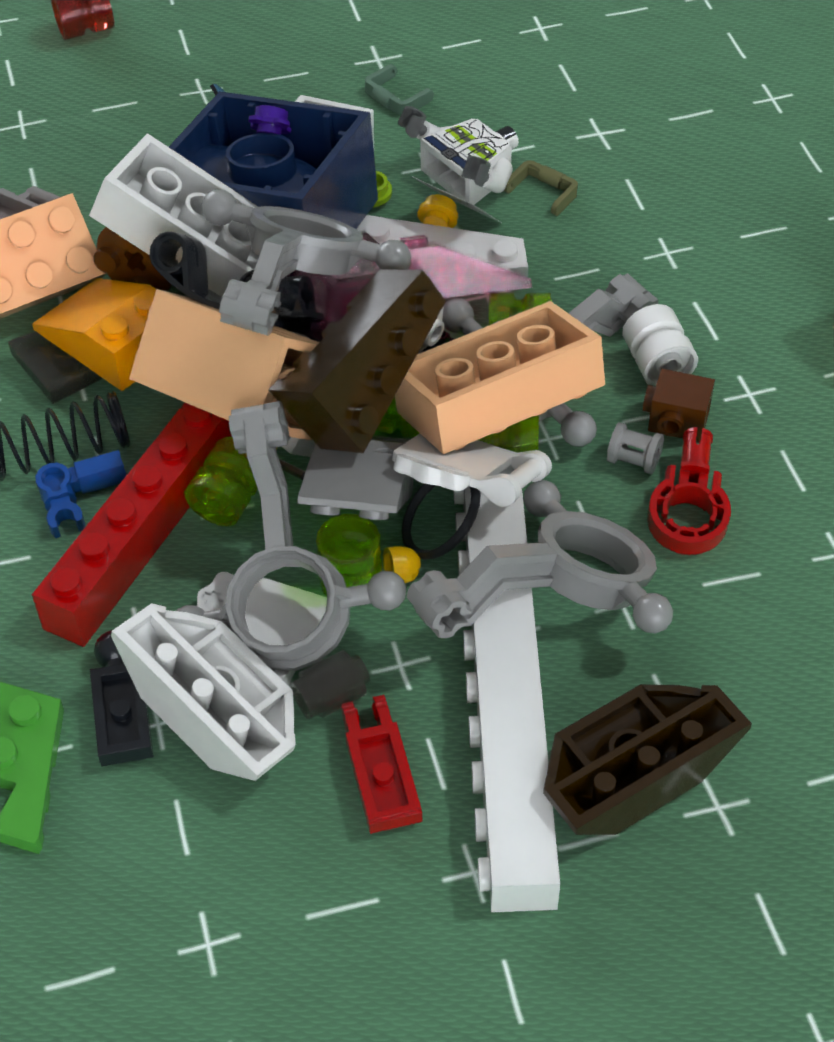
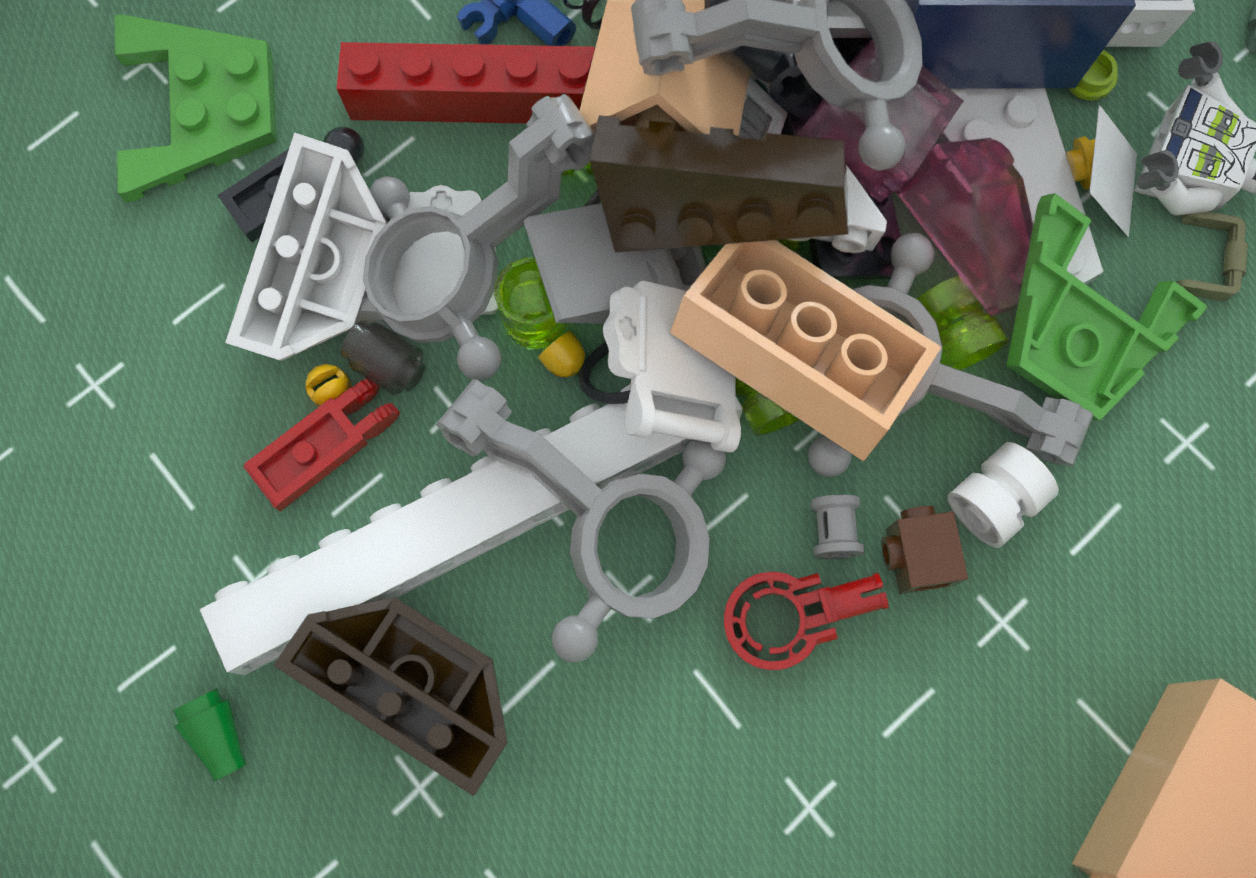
camera: 65 degrees right, 25 degrees up
(327, 758) = (330, 389): none -> yellow hinge
(563, 263) = (1073, 337): none -> bright green wing
(602, 939) = (211, 733): none -> green cone

